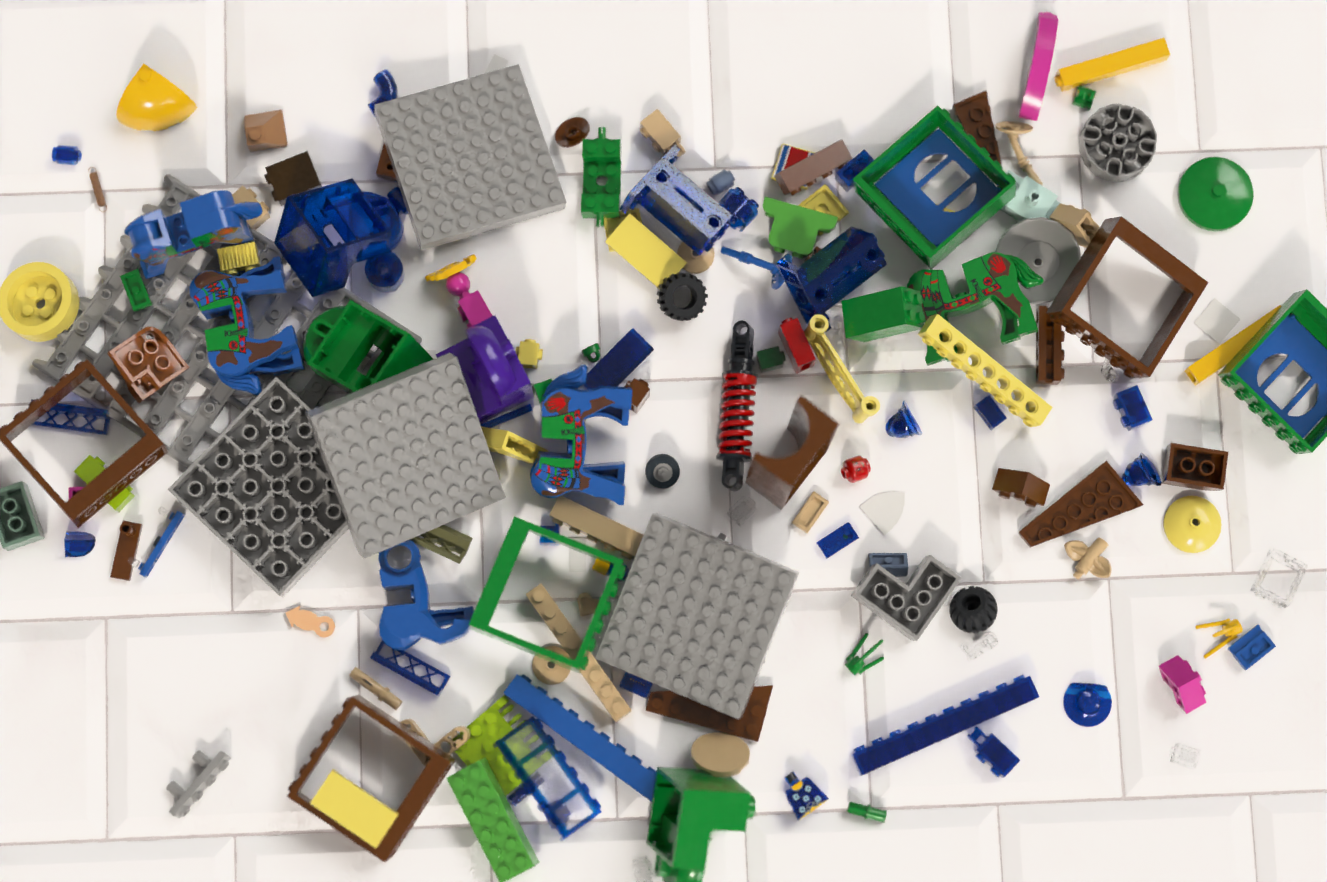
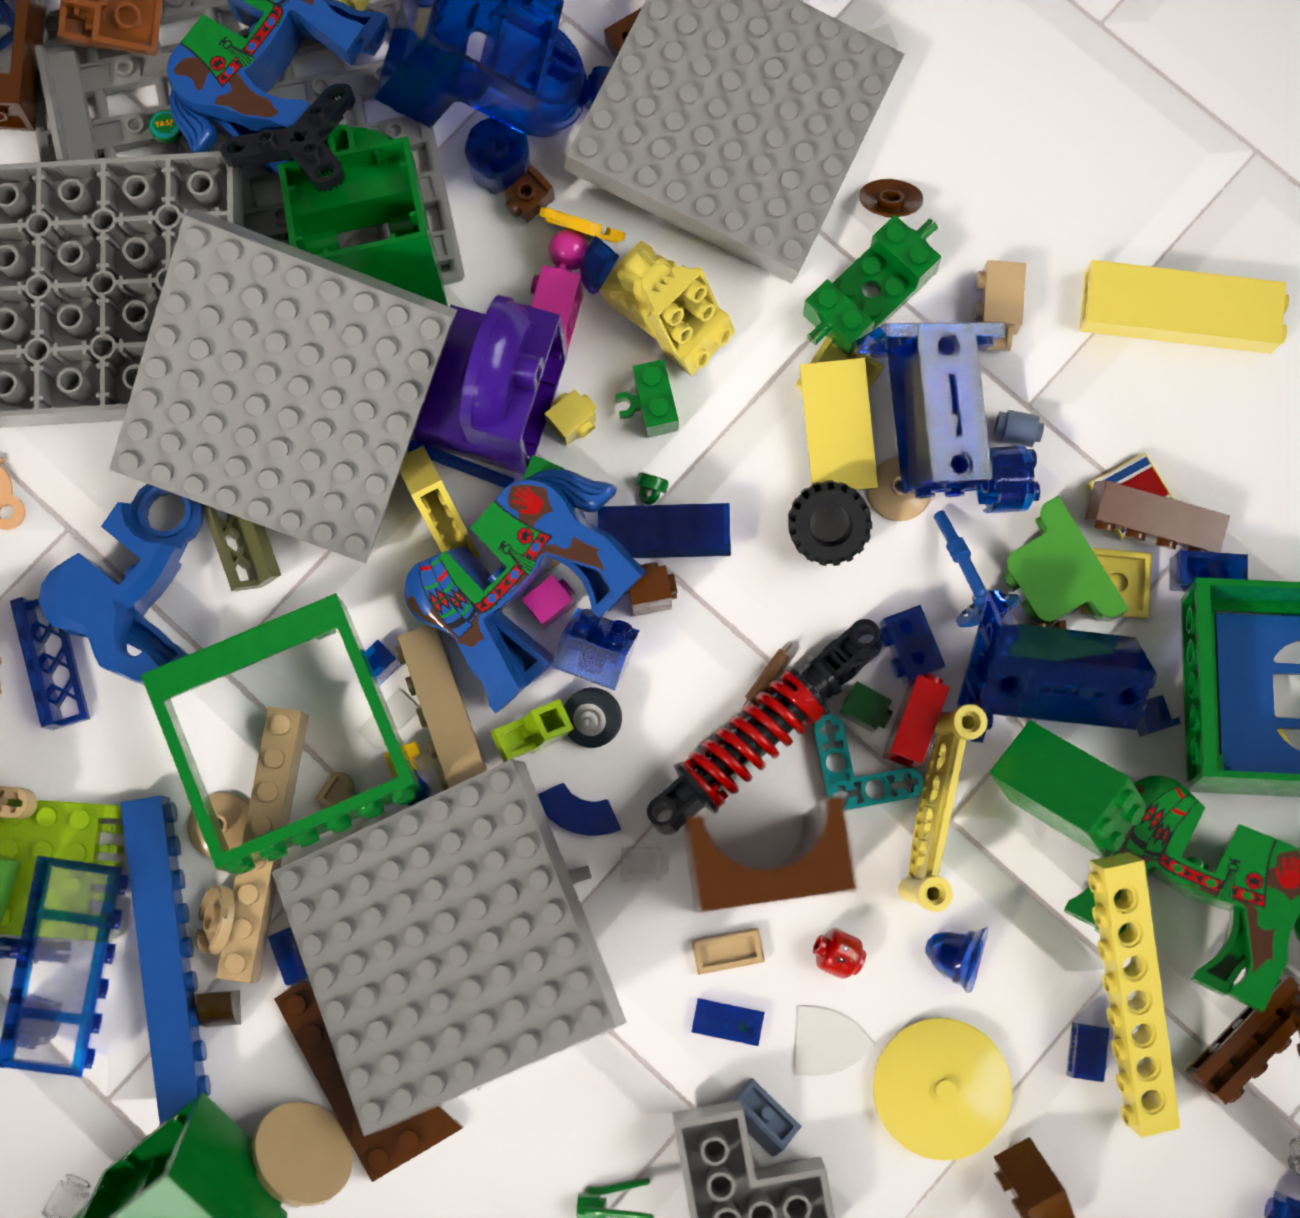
camera: 50 degrees right, 0 degrees up
(176, 427) = (66, 105): none -> light grey panel
(226, 395) = (164, 128): none -> green tile
(298, 354) = (283, 144): none -> black piece
(414, 285) = (529, 206): none -> reddish brown brick
(478, 279) = (596, 265): none -> clear blue brick
(524, 268) = (669, 305): none -> light yellow brick
(555, 314) = (653, 399): none -> green brick
(590, 700) = (217, 918): none -> tan tile
(596, 440) = (549, 600): none -> dark pink brick
(627, 735) = (219, 1008): none -> dark brown brick
(637, 440) = (595, 648): none -> clear blue brick
(644, 499) = (533, 731): none -> lime brick
(697, 515) = (578, 815): none -> clear blue tile
(717, 385) = (768, 674): none -> medium nougat piece
(739, 65) = (1183, 307): none -> light yellow brick
(763, 315) = (911, 644): none -> clear blue brick
(789, 395) = (846, 777): none -> teal beam
(890, 251) = (1156, 717): none -> clear blue panel
(947, 483) = (942, 1088): none -> light yellow dish

